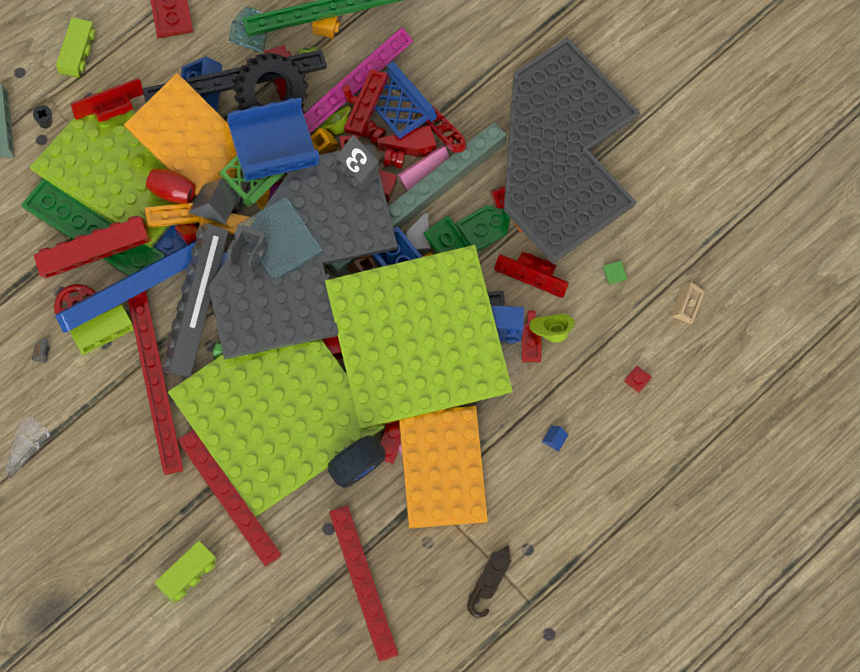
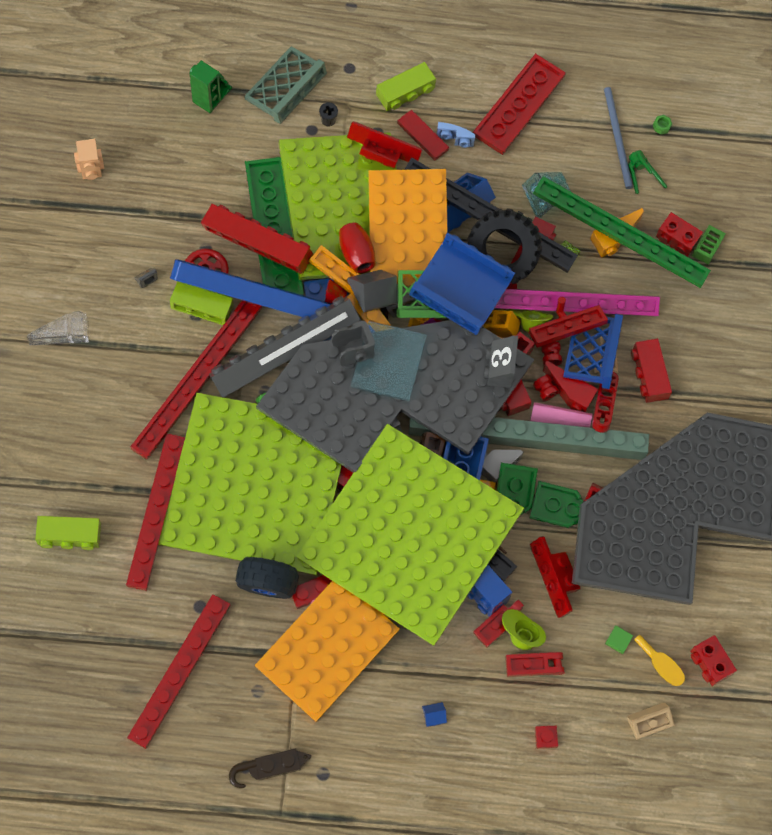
camera: 45 degrees right, 0 degrees up
(123, 69) = (423, 135): none -> red tile
(151, 45) = (462, 136): none -> light blue slope
(448, 80) = (651, 370): none -> red brick
(581, 342) = (534, 664): none -> red plate
(657, 260) = (662, 663): none -> yellow piece
(686, 226) = (712, 661): none -> red brick

